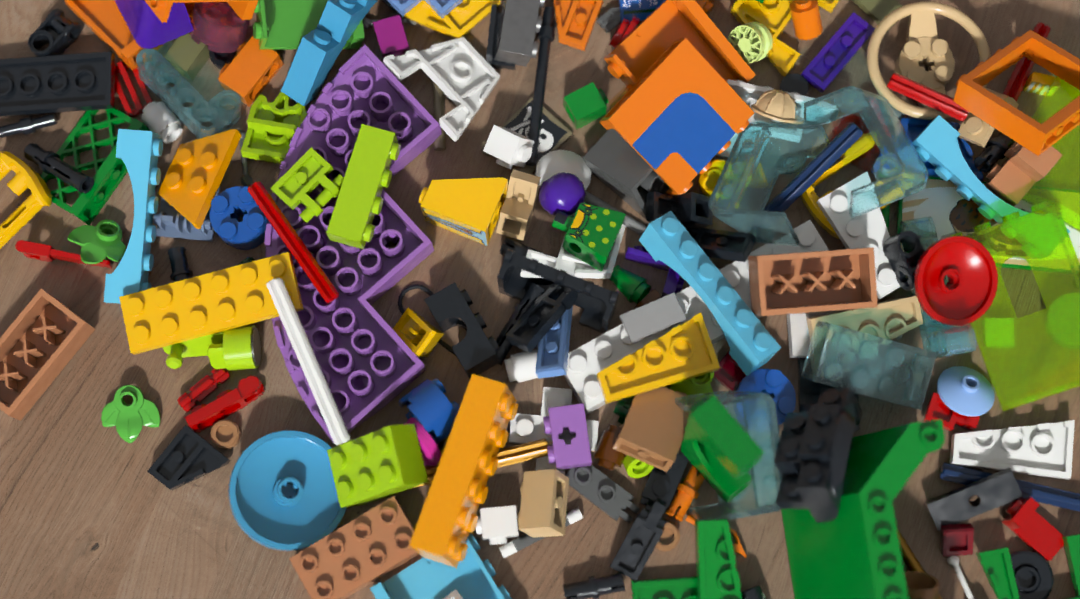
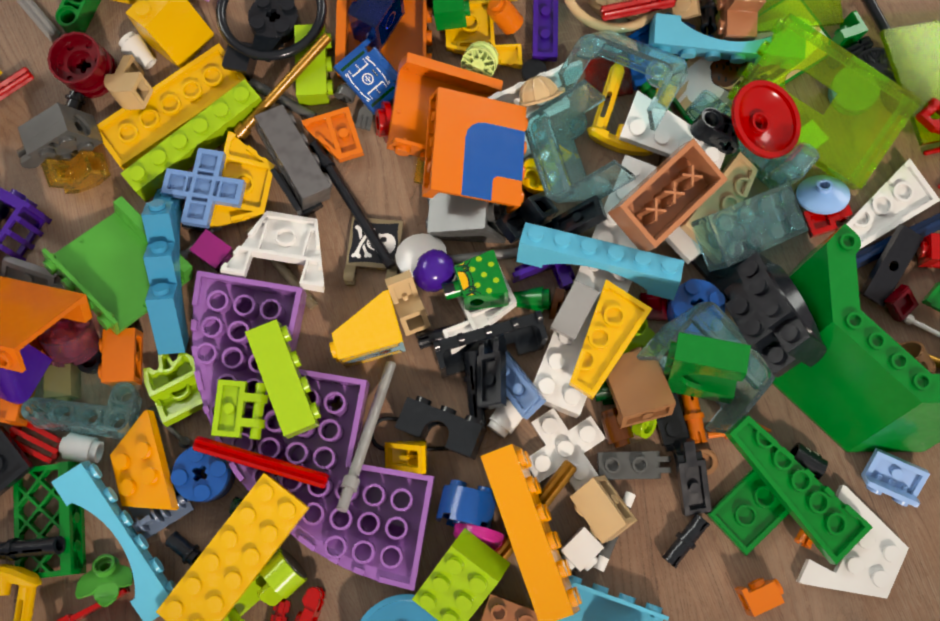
camera: 40 degrees left, 0 degrees up
(308, 361) = (346, 544): white axle -> none
(352, 313) = (351, 481): none -> light grey bar
(508, 147) = (366, 266): white brick -> none
(572, 419) = (597, 448): medium lavender brick -> none
(585, 105) = (397, 193): green brick -> none
(815, 168) = (600, 117): dark blue axle -> none

